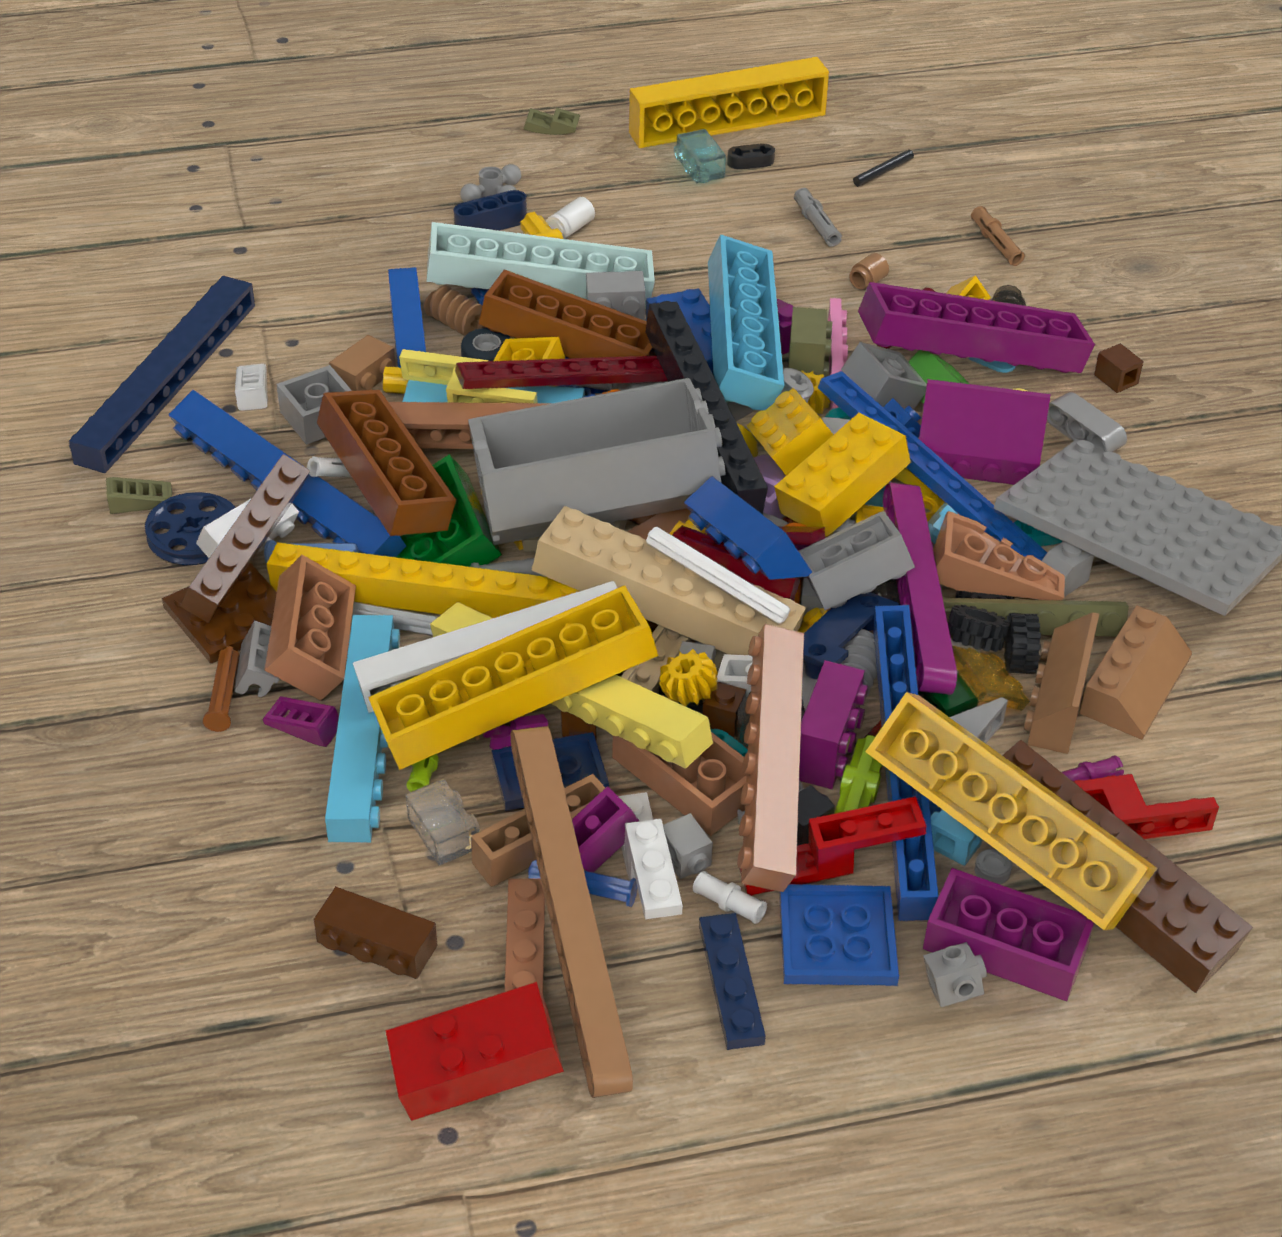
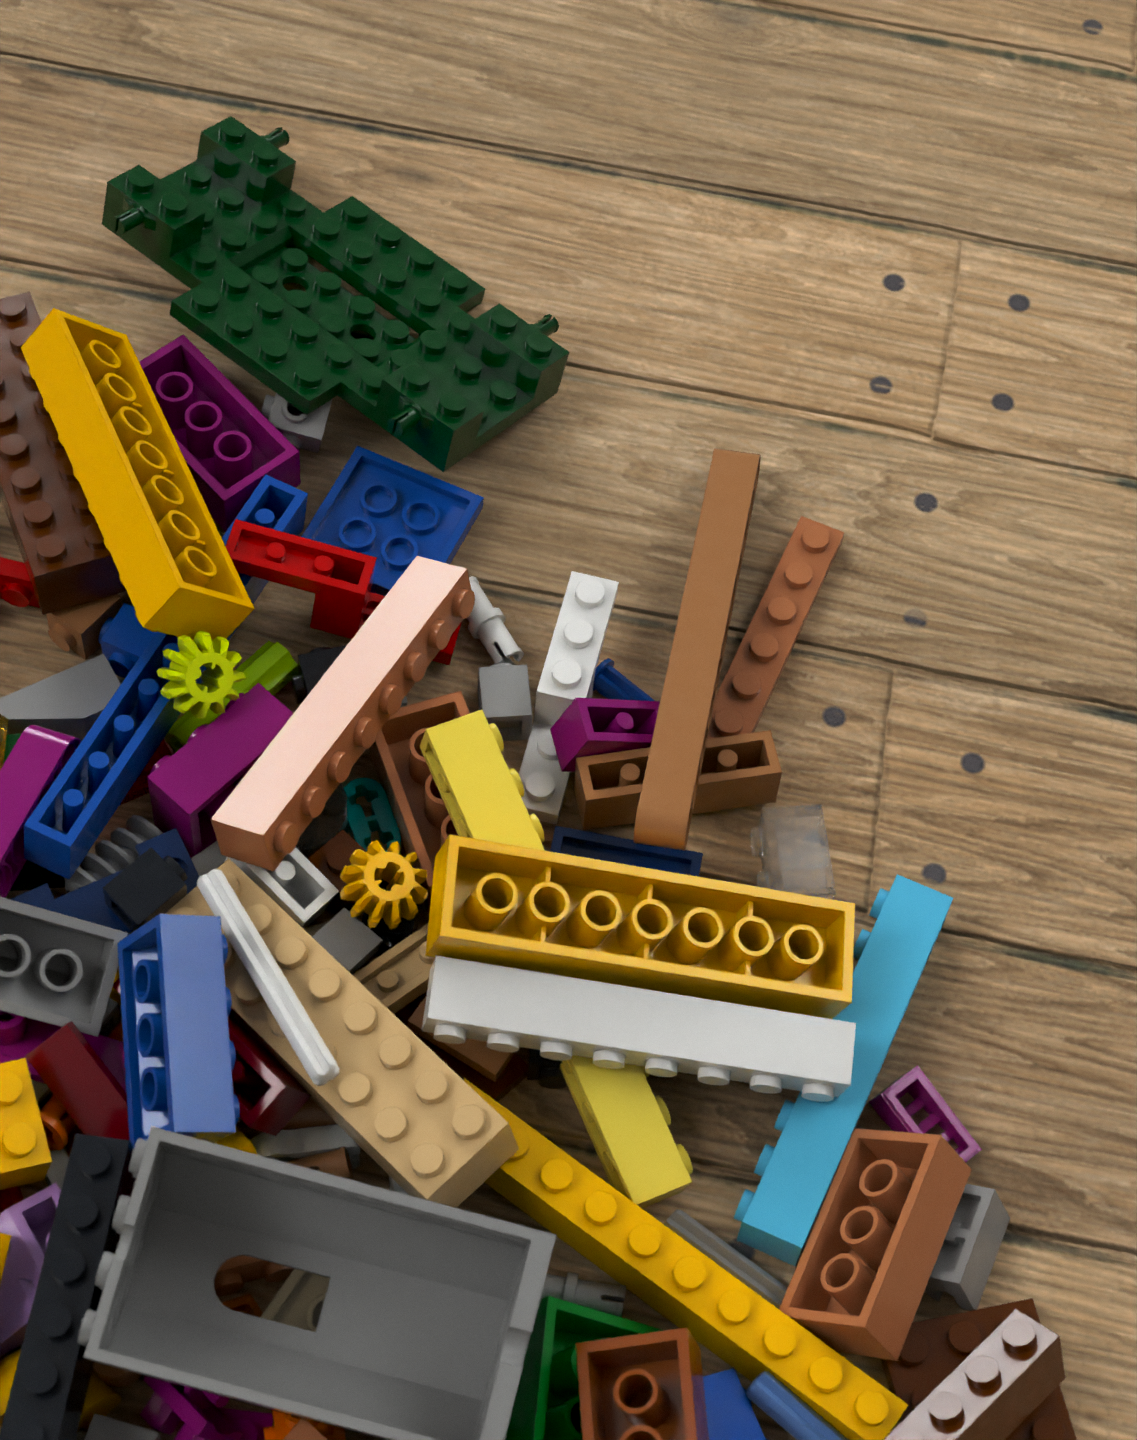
camera: 160 degrees left, 15 degrees up
(218, 717) = (1026, 1225): dark orange axle -> none
(375, 932) = (933, 739): reddish brown brick -> none
(473, 1051) = (877, 529): red brick -> none
(731, 981) = (538, 536): dark blue plate -> none
(819, 612) = (145, 889): none -> black brick
(868, 714) = (186, 669): none -> neon yellow gear
(1112, 1110) = (242, 233): none -> dark green piece

